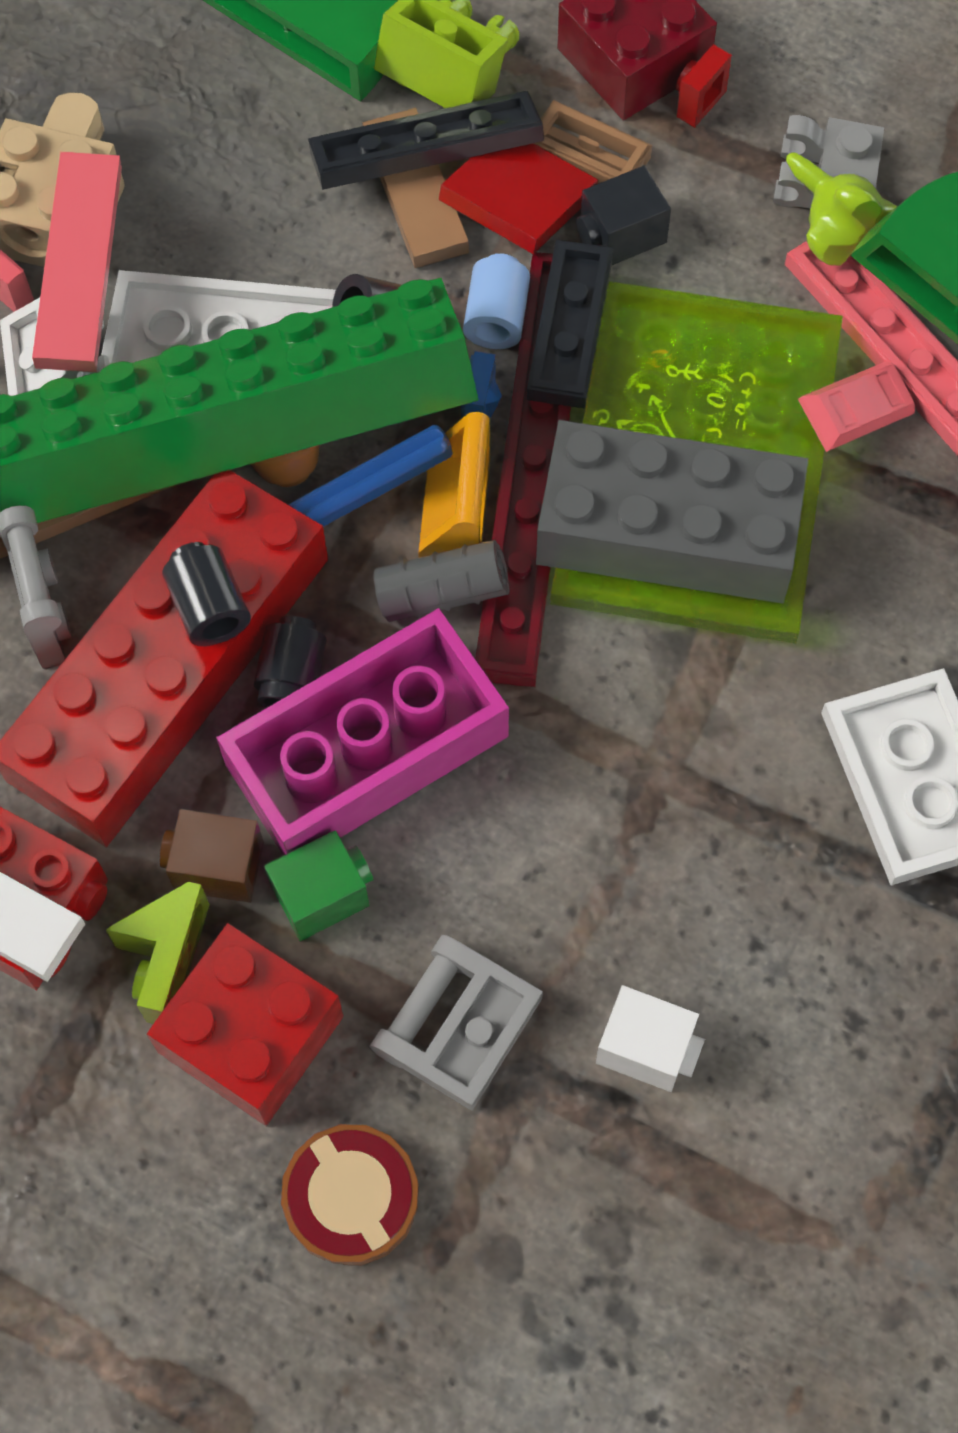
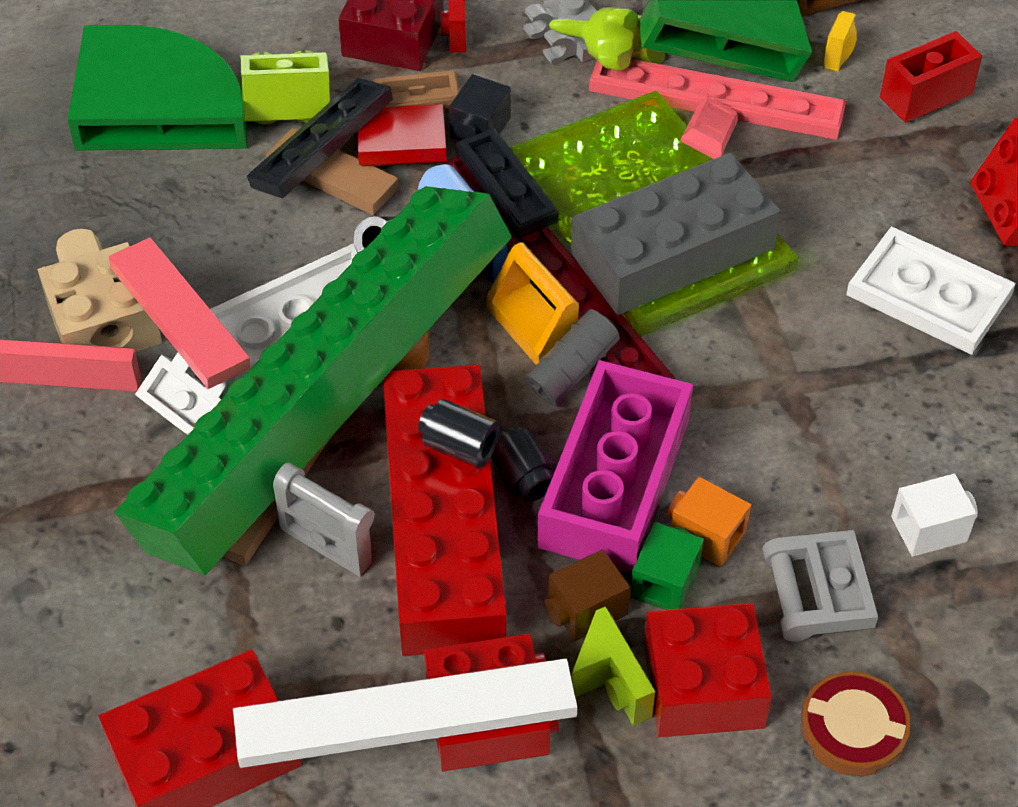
camera: 40 degrees left, 15 degrees down
(376, 476) = (480, 319): blue axle -> none
(408, 866) = (711, 515): none -> orange brick

